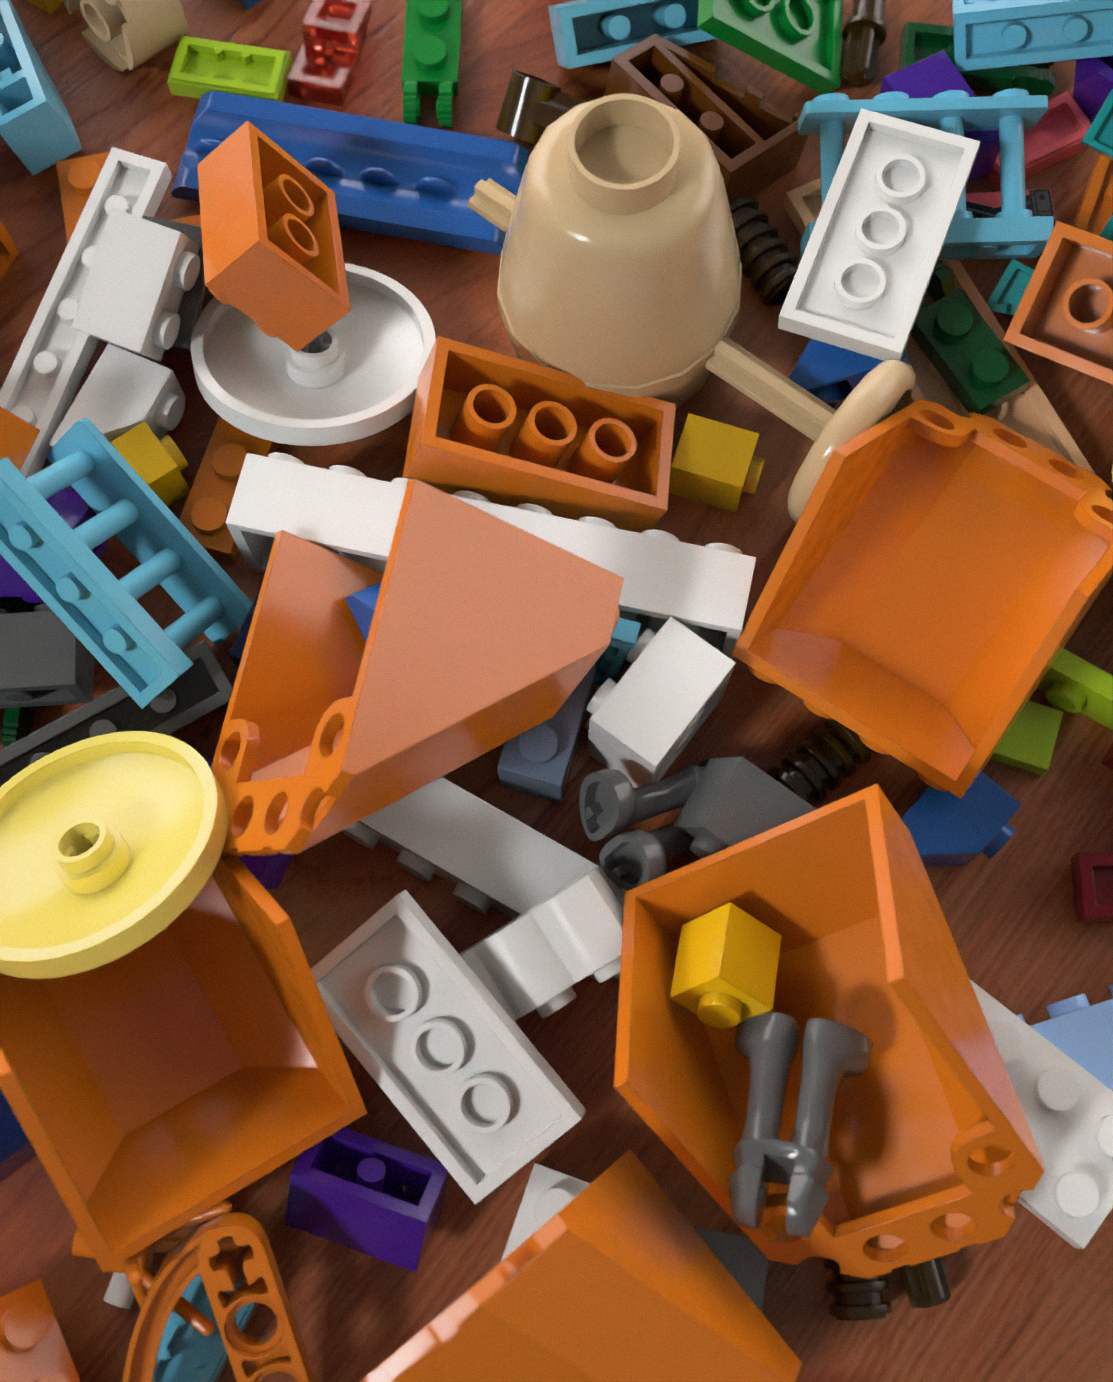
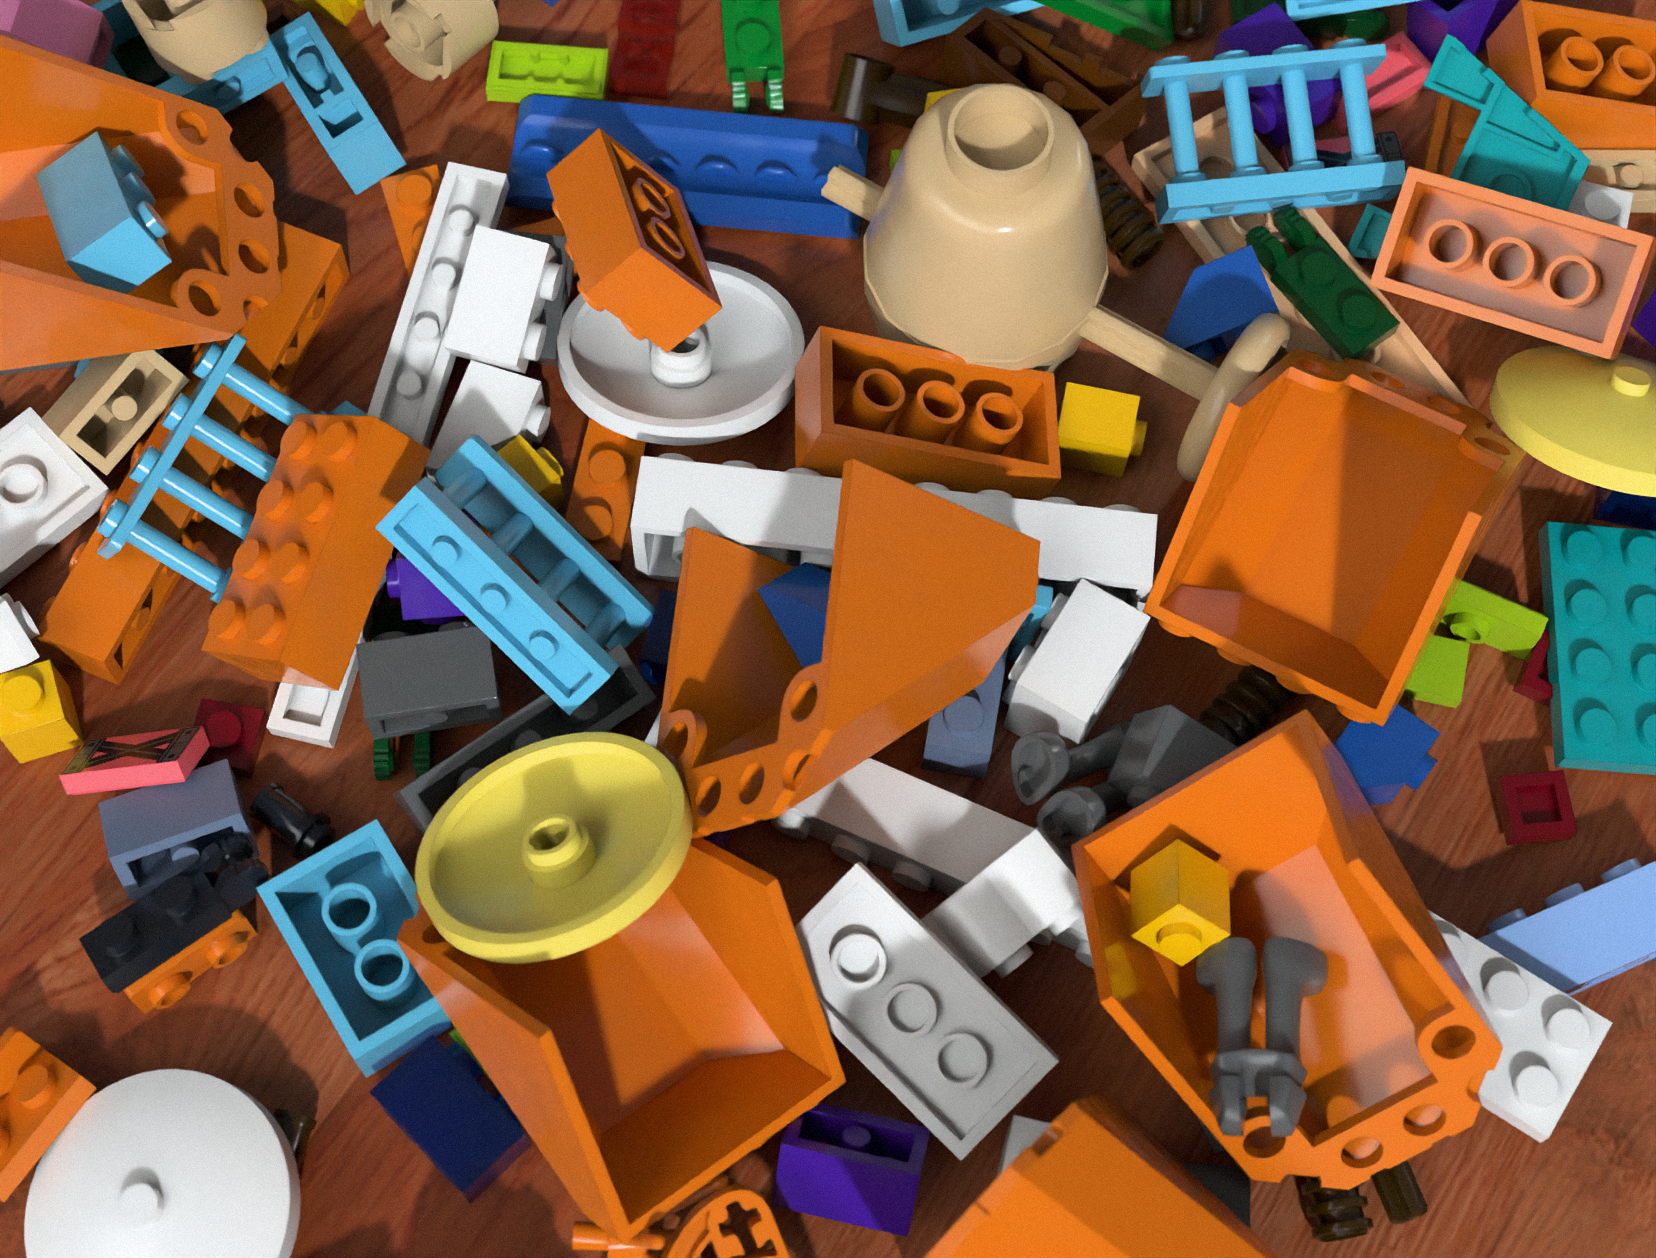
camera: 10 degrees left, 5 degrees down
(878, 236) = (1237, 193): white plate -> none

